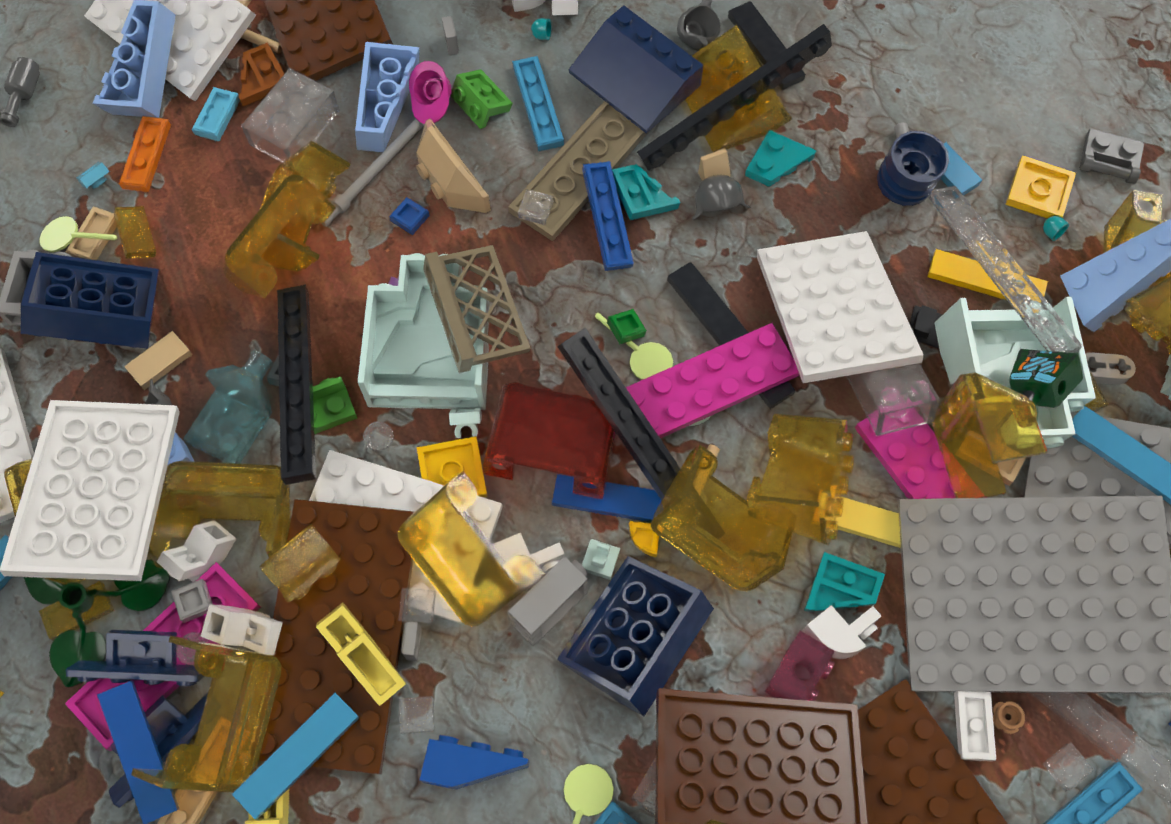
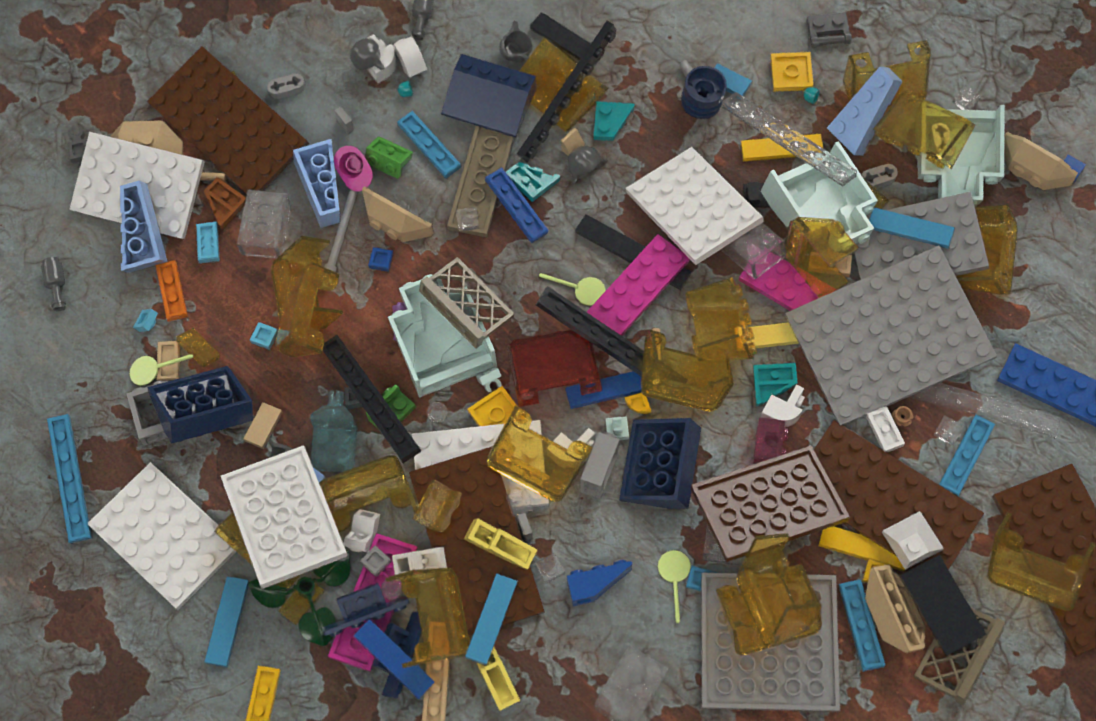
camera: 20 degrees left, 0 degrees up
(215, 249) = (264, 336): none -> medium azure plate
(626, 326) = (563, 274): green tile -> none
(1045, 376) = (841, 200): dark green torso -> none

